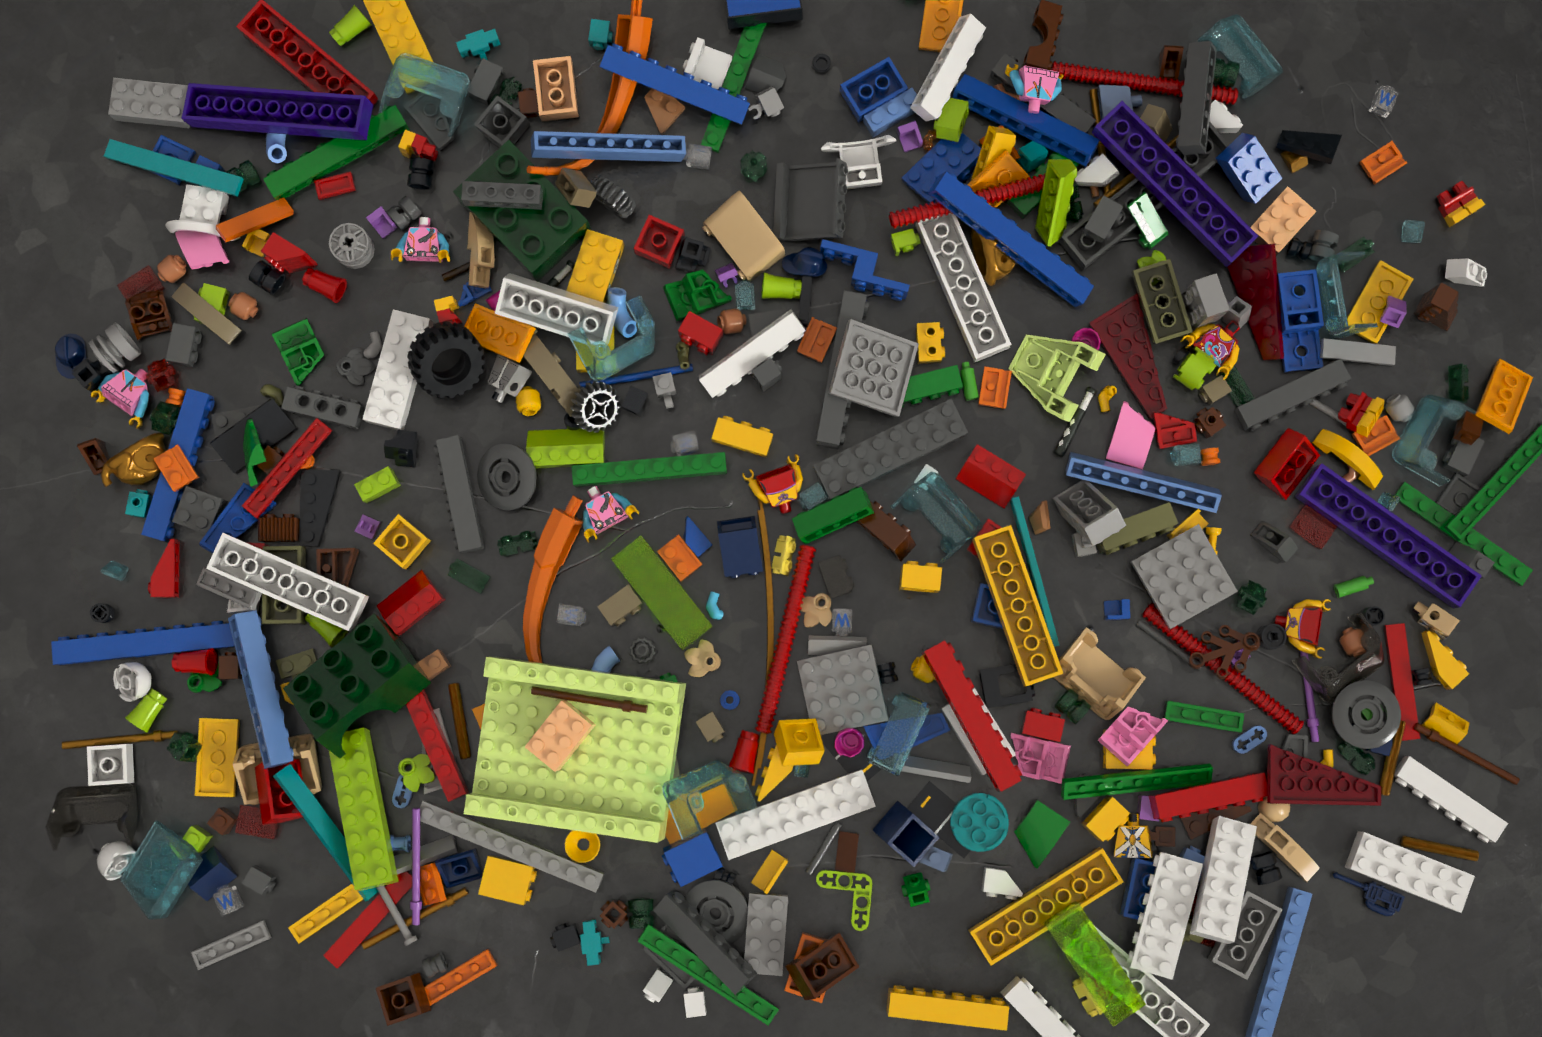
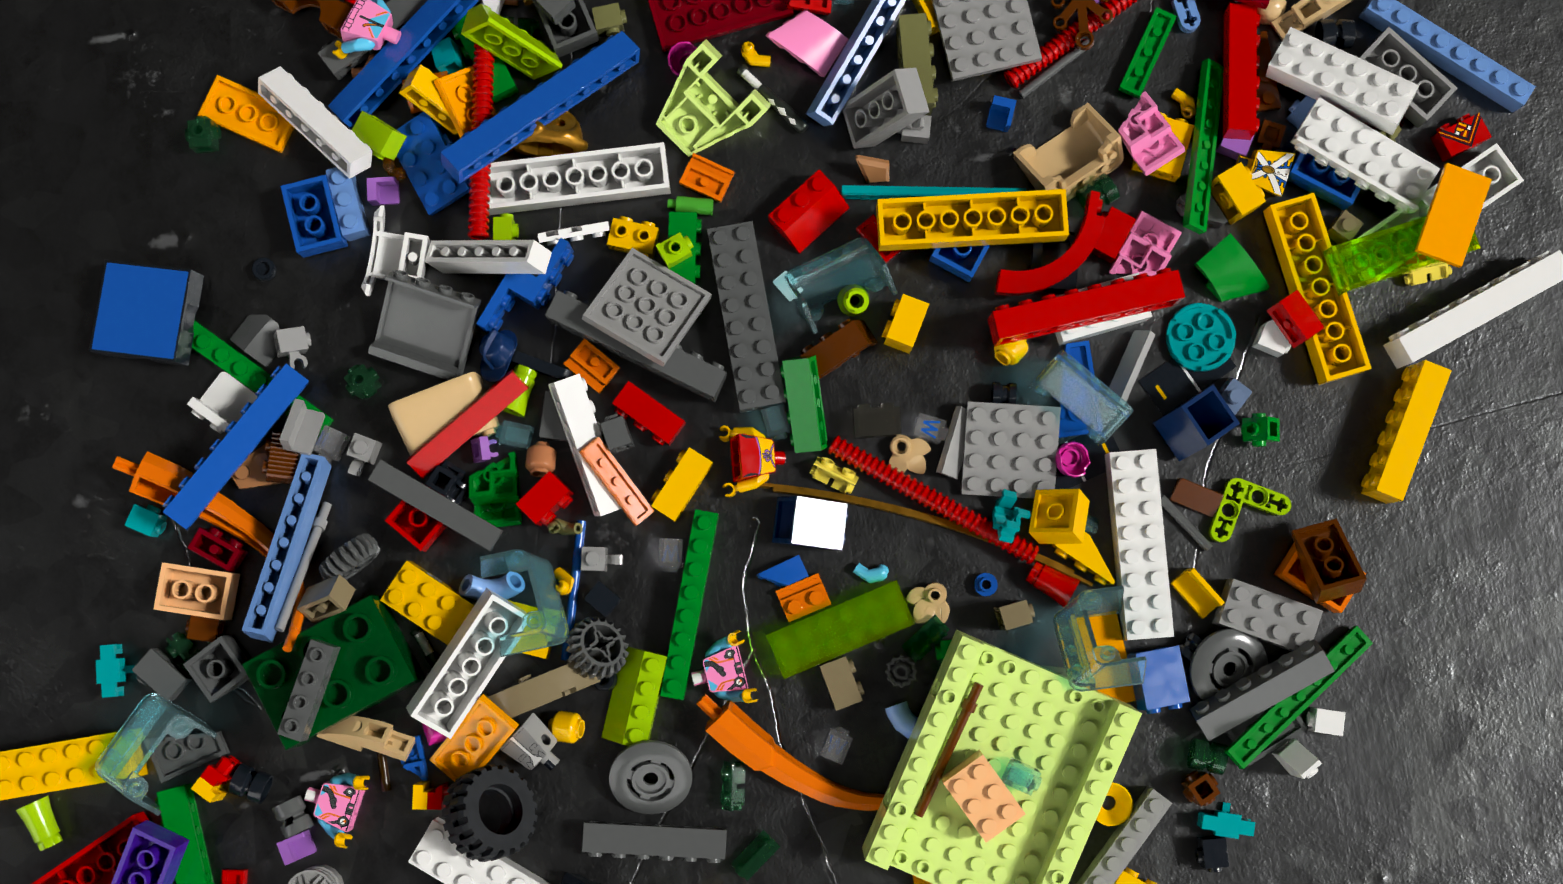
camera: 80 degrees left, 0 degrees up
(583, 762) = (1022, 776): none -> clear light blue brick
(592, 94) = (218, 549): none -> dark red brick
(632, 166) = (318, 526): none -> light grey bar
(640, 368) = (565, 581): none -> yellow arm
(671, 249) = (435, 505): none -> dark grey tile
(671, 660) = (931, 632): none -> clear green hinge
(677, 122) = (281, 463): none -> reddish brown brick
(699, 182) = (363, 450): none -> light grey brick
(703, 130) = (301, 428): none -> light grey panel
(729, 384) = (616, 481): none -> tile
(742, 255) = (467, 424): none -> tile
(785, 701) = (1005, 519): none -> teal piece
(790, 395) = (648, 414): none -> red brick
(877, 233) = (488, 256): none -> white brick
(919, 295) = (574, 233): none -> white wing
(920, 372) = (672, 257): none -> lime brick
(936, 532) = (845, 296): none -> lime plant
(991, 681) = (1031, 281): none -> red arch
(1014, 892) = (1295, 319): none -> red panel
(1101, 273) = (609, 19): none -> olive brick
(1103, 916) = (1344, 227): none -> dark tan brick
(1133, 996) = (1453, 215): none -> light orange tile
(1172, 759) = (1187, 103): none -> yellow arm
(1209, 996) = (1458, 138): none -> red brick

